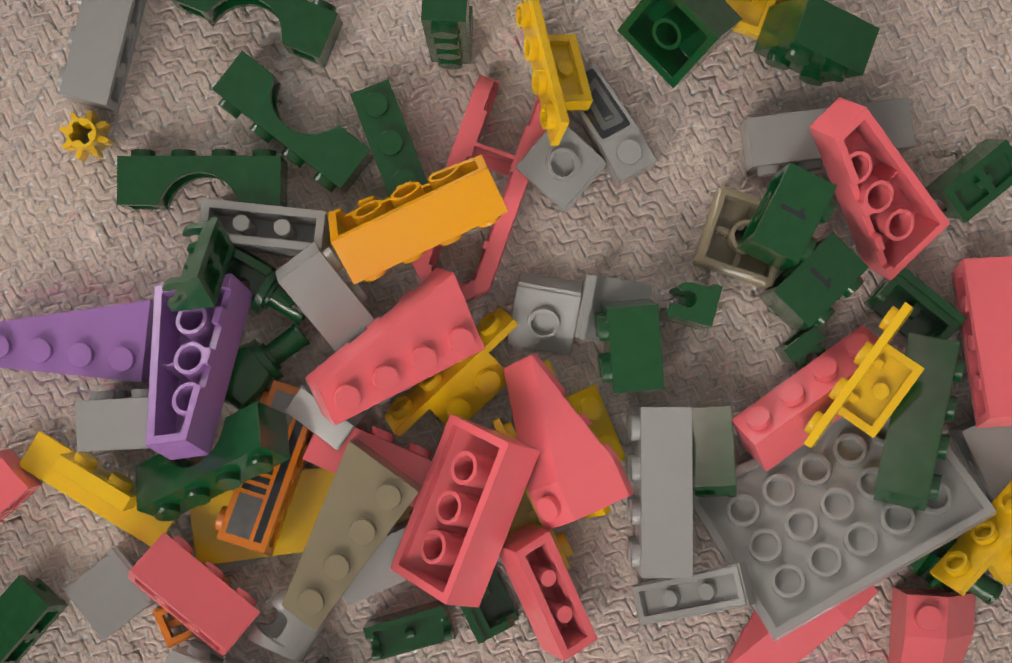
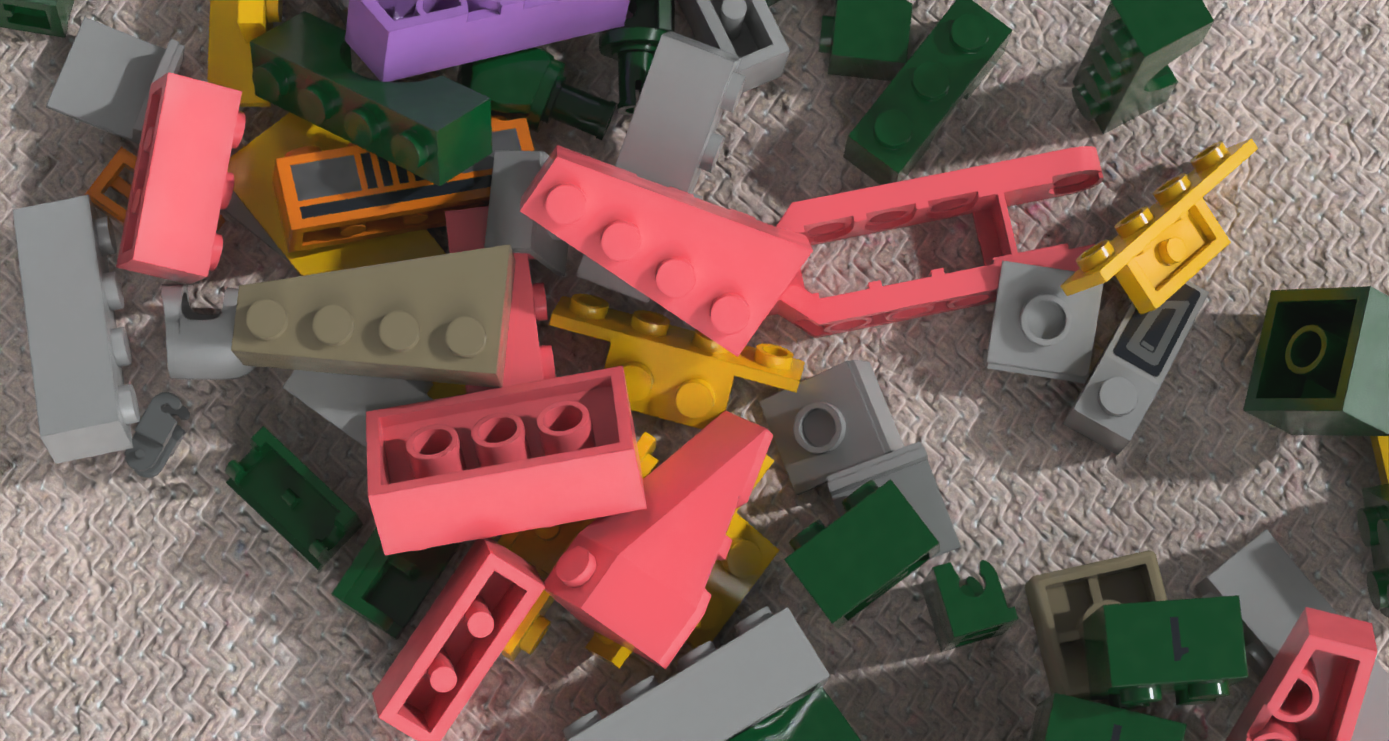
camera: 50 degrees right, 10 degrees down
(415, 219) = (852, 165): light orange wedge -> none

